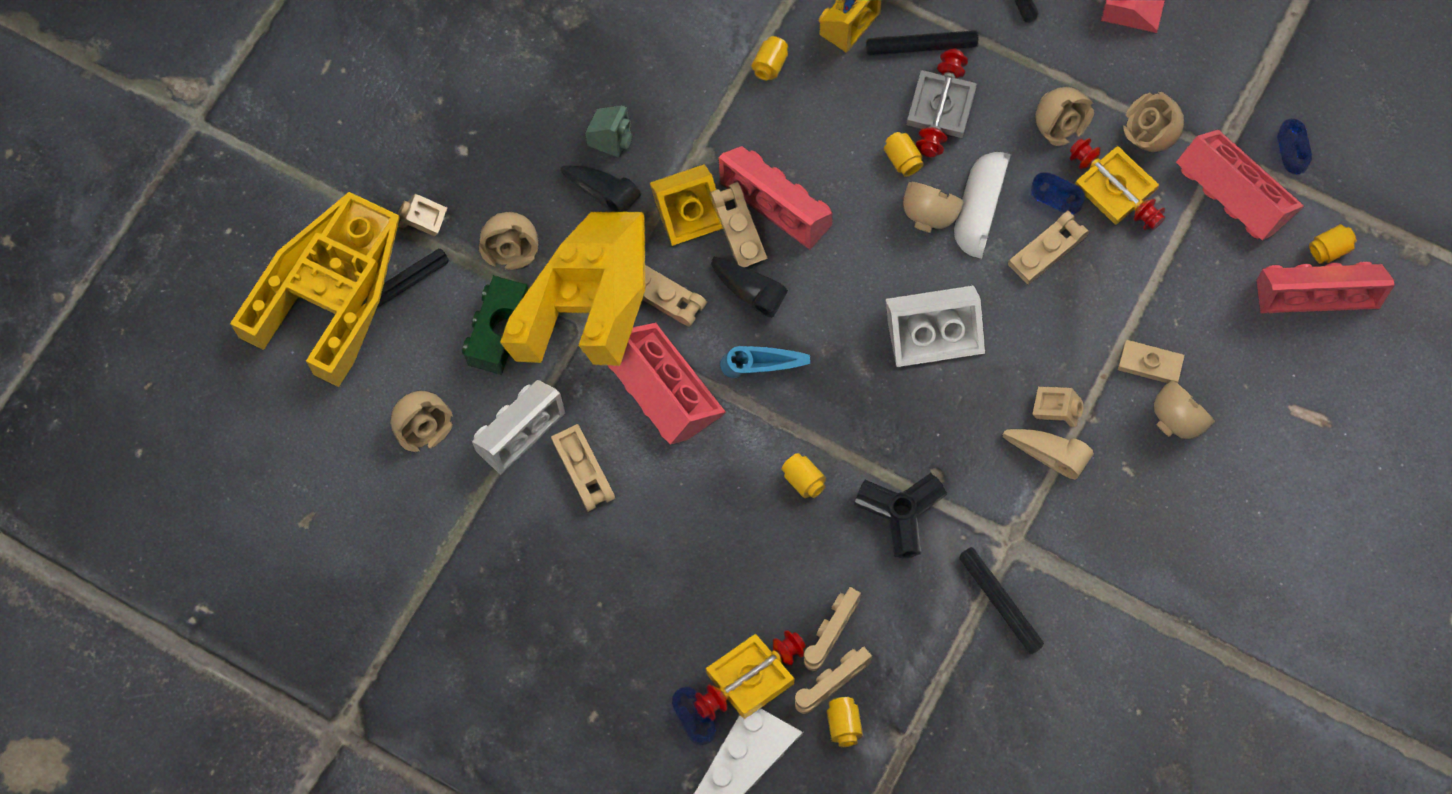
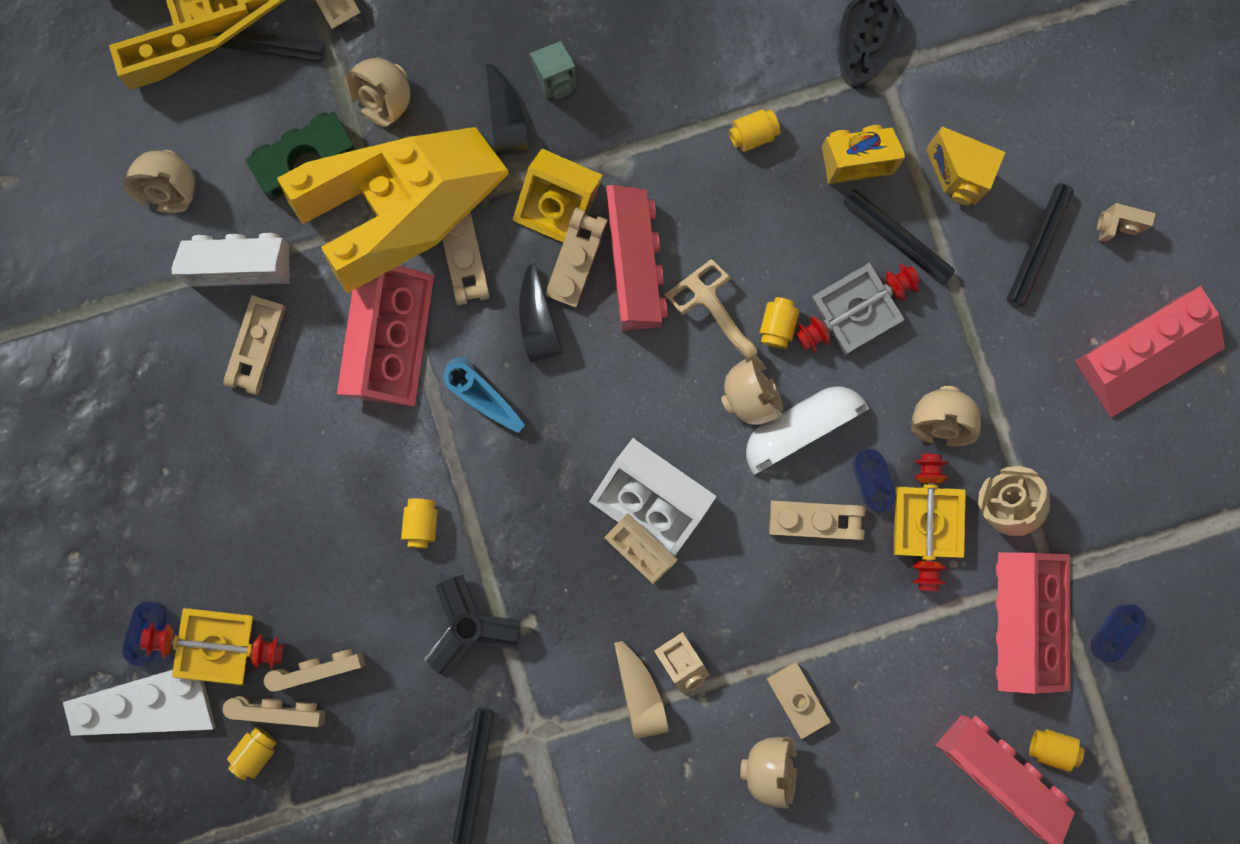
camera: 40 degrees right, 15 degrees up
(846, 176) = (706, 296): none -> tan piece
(959, 361) = (640, 548): none -> tan plate

